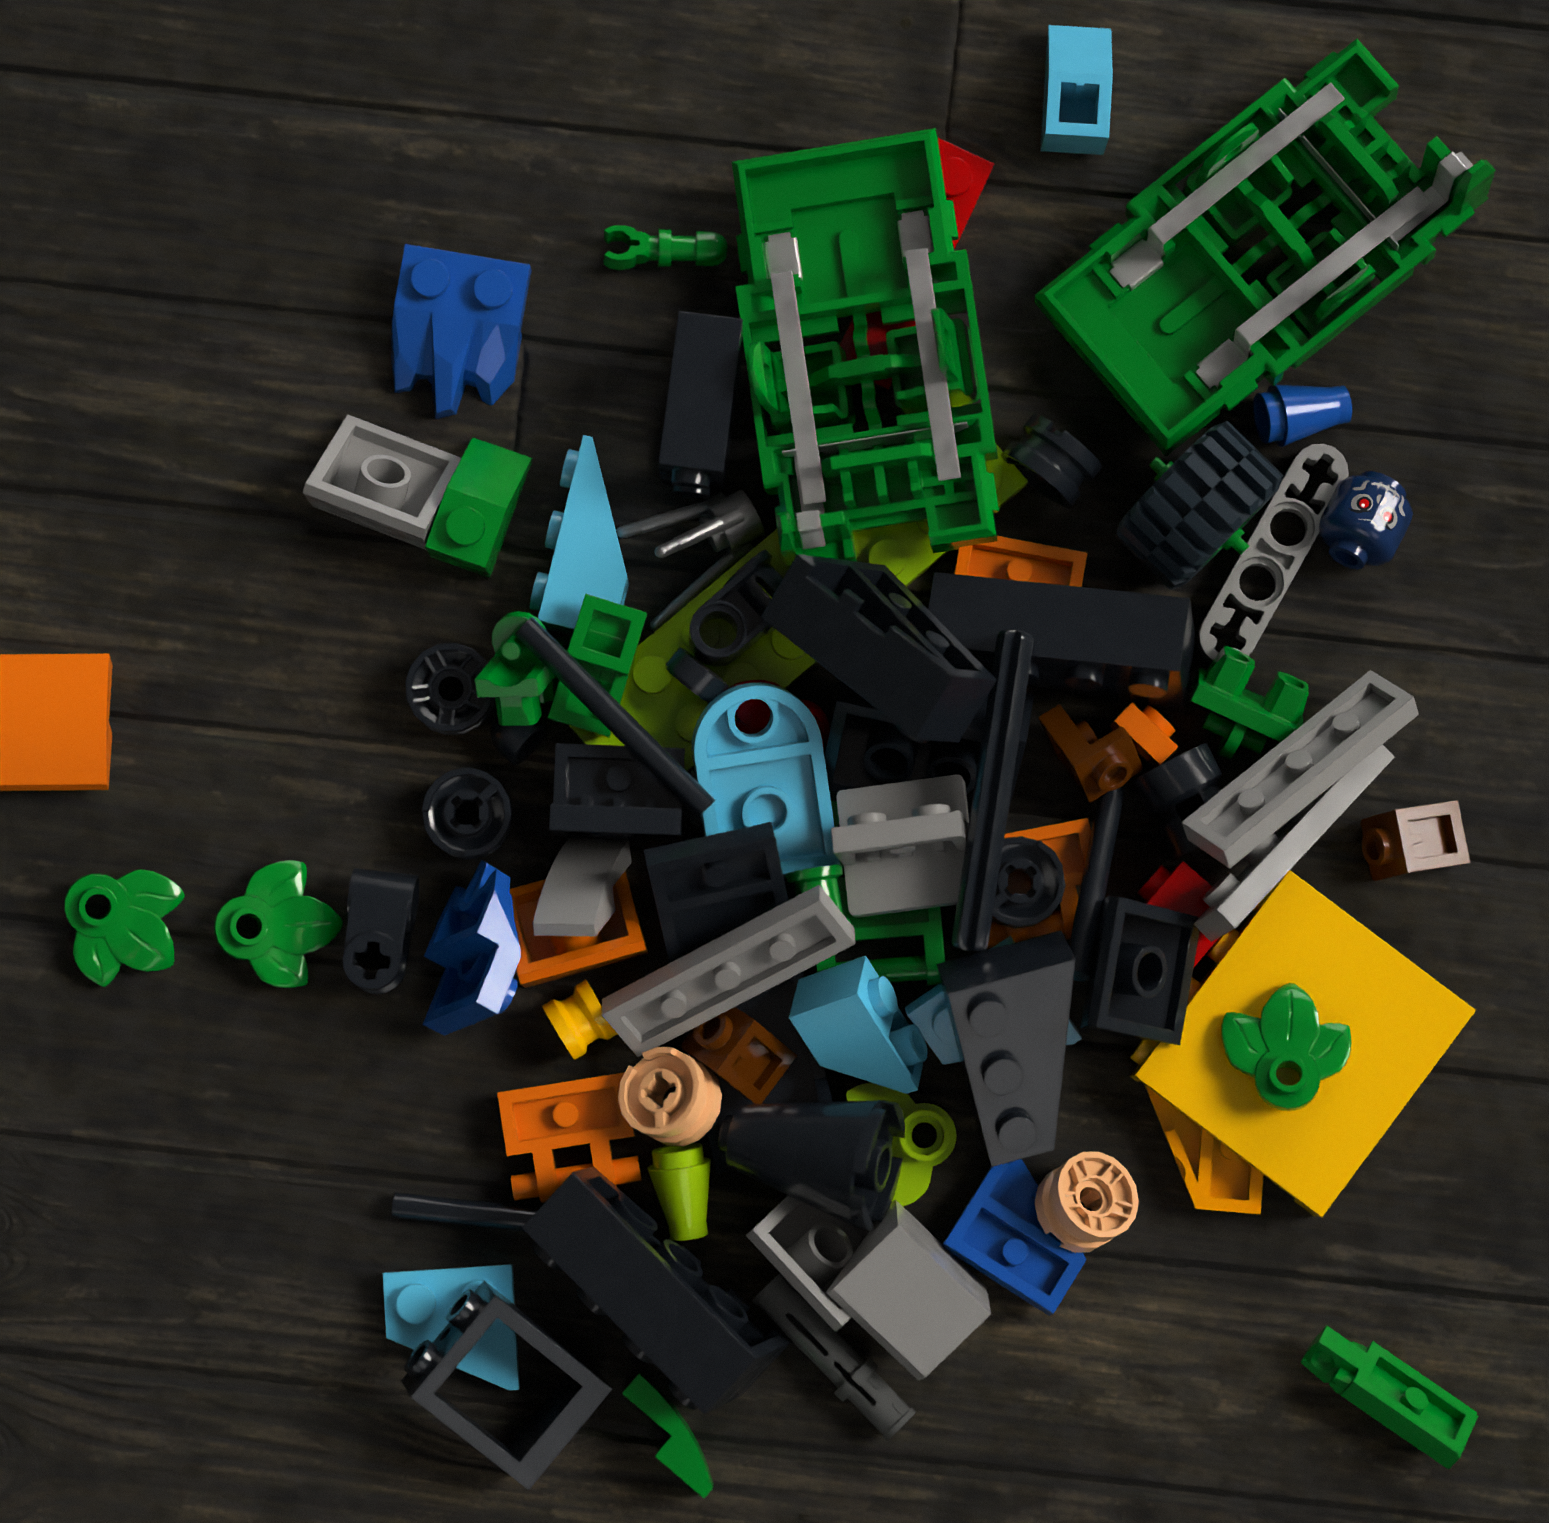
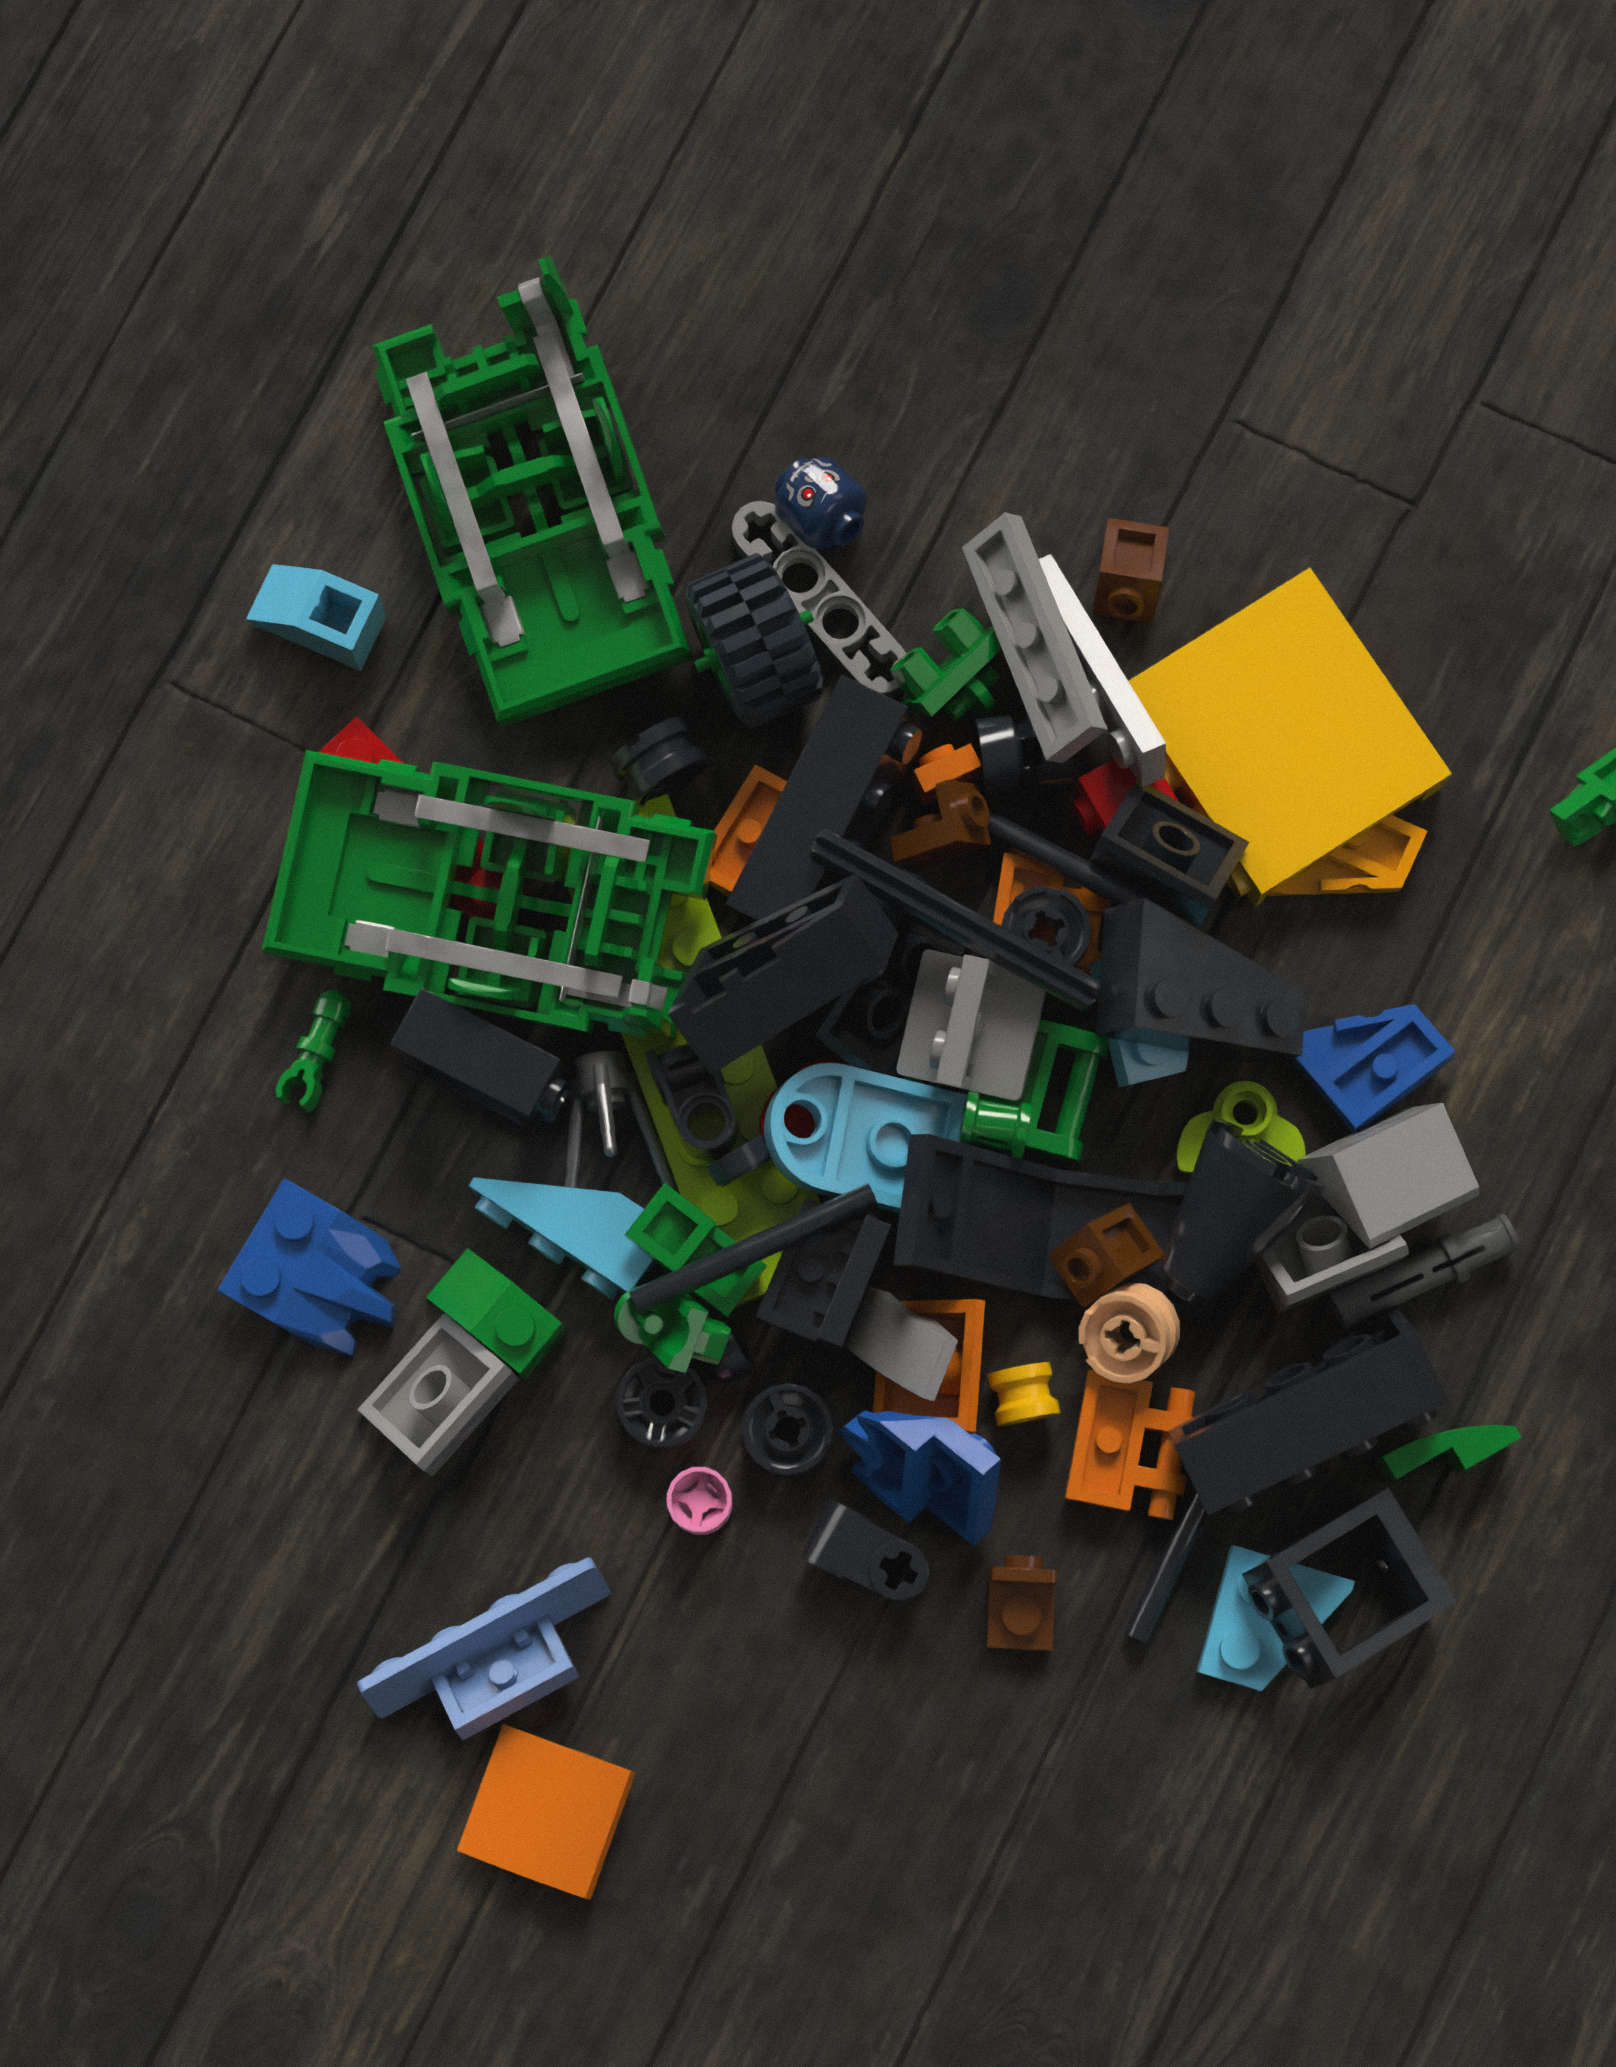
camera: 70 degrees left, 5 degrees down
(130, 928) = (779, 1801): green plate -> none
(163, 625) = (495, 1659): none -> medium blue bracket
(286, 924) = (827, 1645): green plate -> none
(364, 753) = (694, 1494): none -> bright pink wheel
(386, 1087) = (1021, 1604): none -> reddish brown bracket
(682, 1188) = (1218, 1356): lime cone -> none
(728, 971) = (1033, 1230): light grey plate -> none
(856, 1026) = (1124, 1134): medium azure slope -> none
(1100, 1185) = (1362, 983): light nougat wheel -> none
(1283, 1038) = (1277, 744): green plate -> none
(1296, 412) = (696, 530): blue cone -> none

